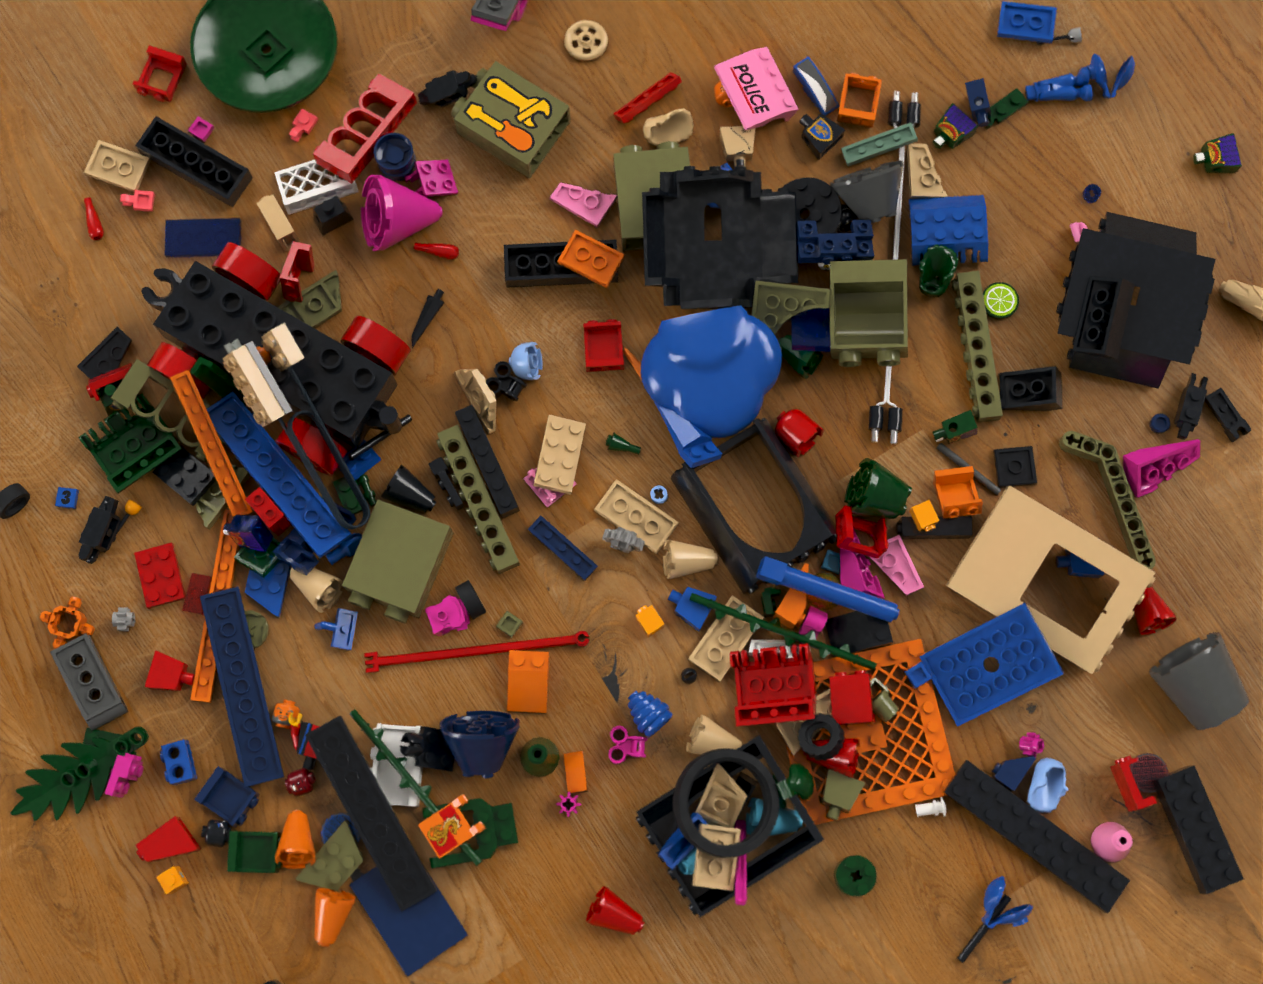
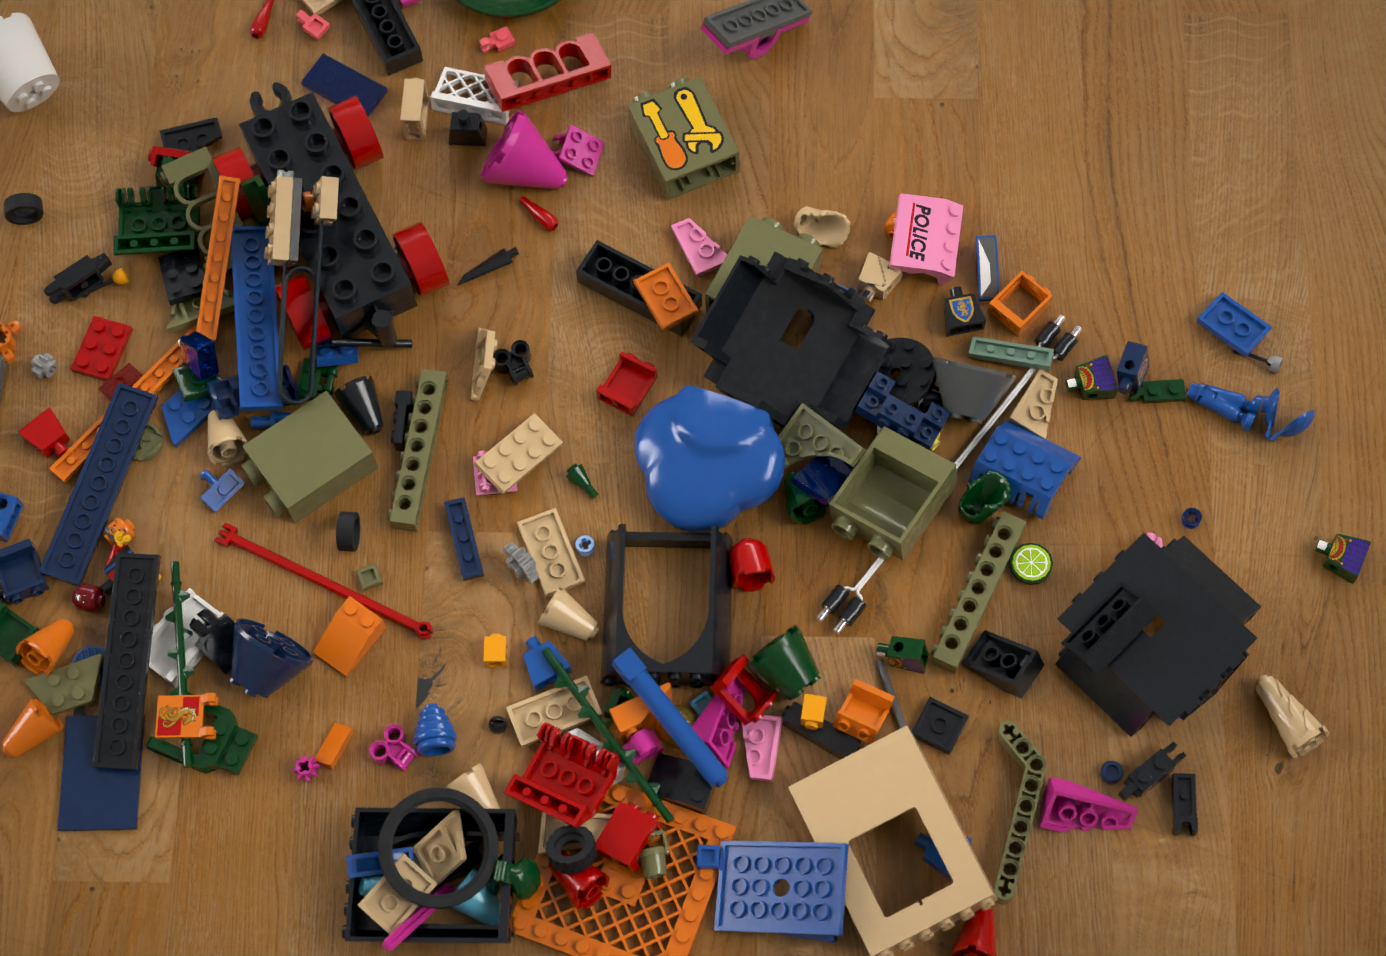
camera: 35 degrees right, 10 degrees down
(66, 497) = (72, 236): blue tile -> none
(268, 511) = (225, 346): red panel -> none
(298, 259) = (411, 151): red window -> none
(319, 302) = (399, 196): olive wing -> none
(395, 156) = (556, 110): dark blue wheel -> none
(447, 88) = (644, 78): black hinge -> none
(448, 616) = (316, 534): dark pink piece -> none
(487, 461) = (445, 439): black arch -> none
(526, 361) = (548, 355): light blue cylinder -> none
(546, 763) = (311, 710): dark green cone -> none
(585, 25) = (804, 124): tan plate -> none
(613, 913) = (275, 892): red cone -> none
(646, 98) = (830, 189): red plate -> none
(690, 441) = (641, 513): blue plate -> none
(840, 793) = (557, 917): olive torso -> none

